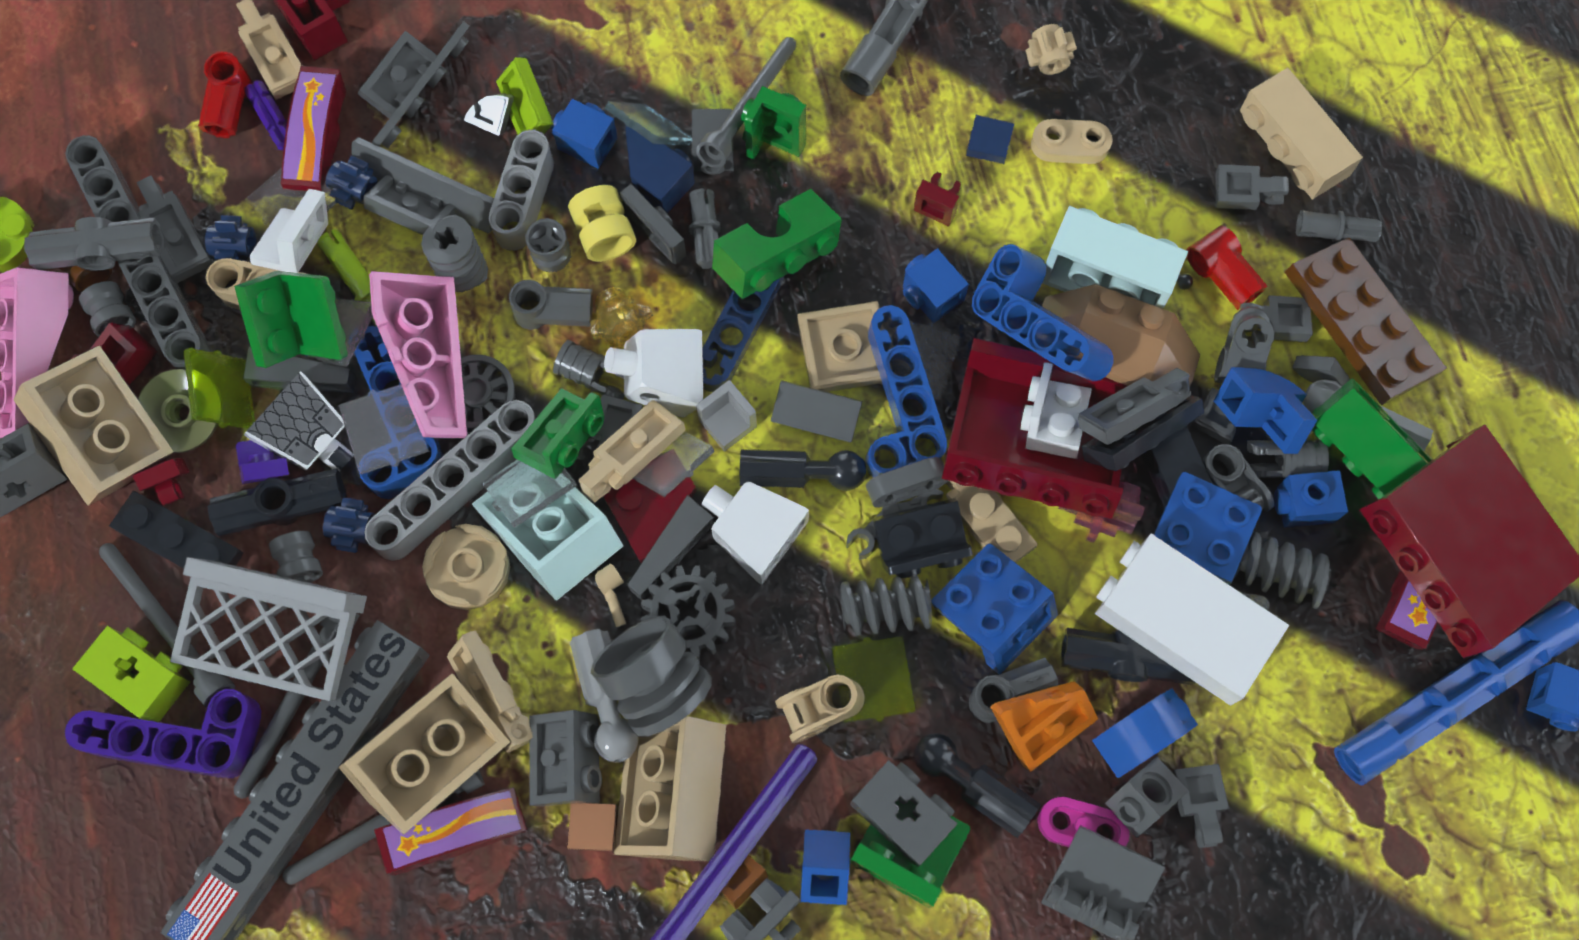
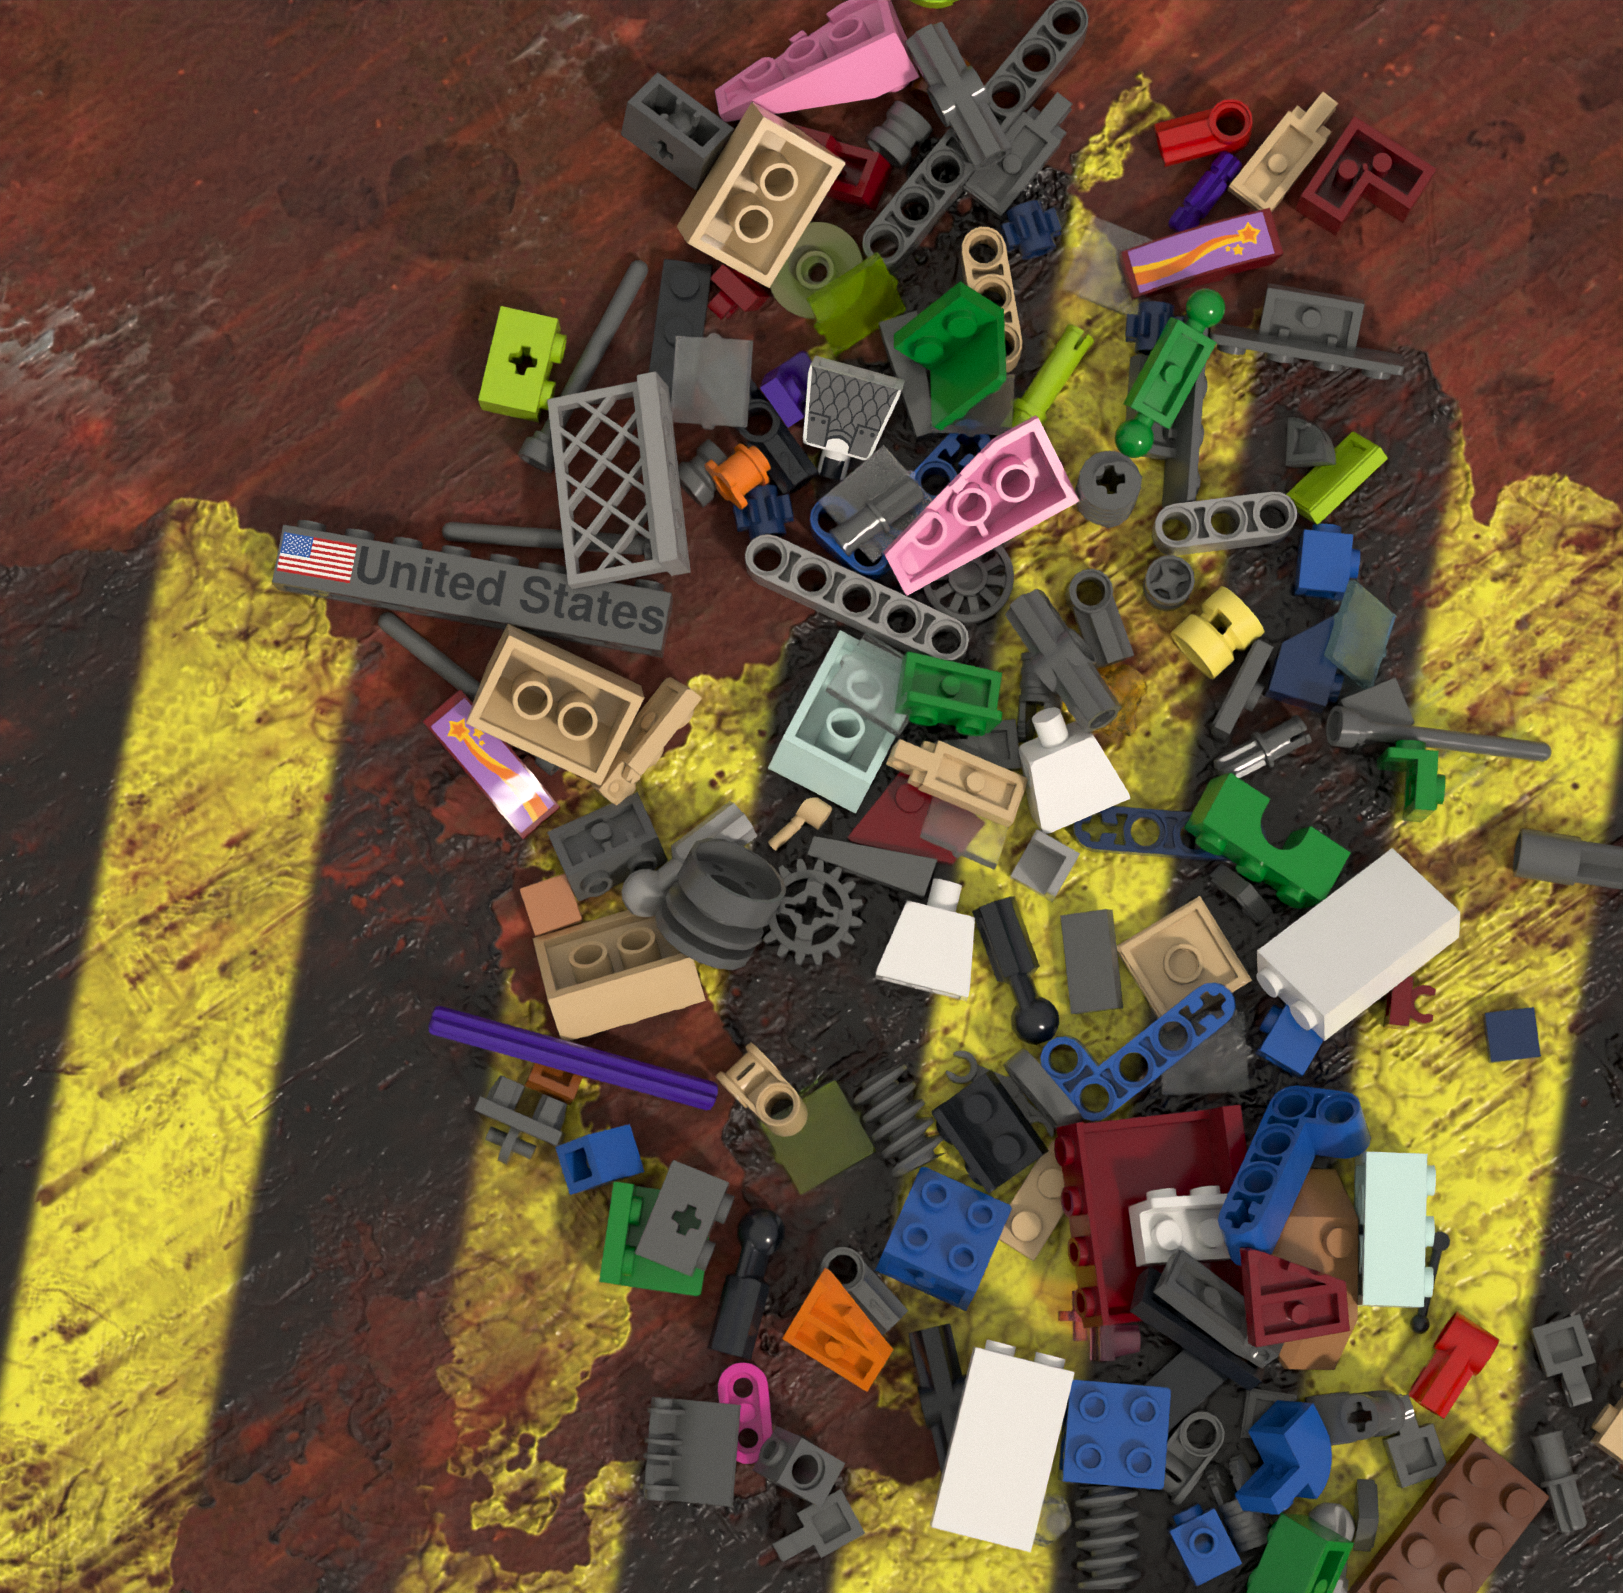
camera: 70 degrees right, 10 degrees up
(161, 738) = (470, 426): dark purple beam -> none
(221, 520) = (711, 381): none -> clear piece
(292, 234) = (1060, 295): white panel -> none
(306, 526) = (739, 474): none -> orange brick
(385, 173) = (1169, 373): none -> green plate
(391, 428) = (877, 515): none -> dark grey axle
(466, 567) = (770, 654): tan tile -> none
(572, 331) = (1063, 661): none -> dark grey piece
(805, 280) = (1242, 891): none -> dark grey tile
(884, 206) = (1357, 944): none -> white brick
(1072, 141) = (1546, 1132): tan plate -> none
(1145, 732) = (869, 1445): blue brick -> none
(1150, 345) = (1290, 1300): none -> dark red wing

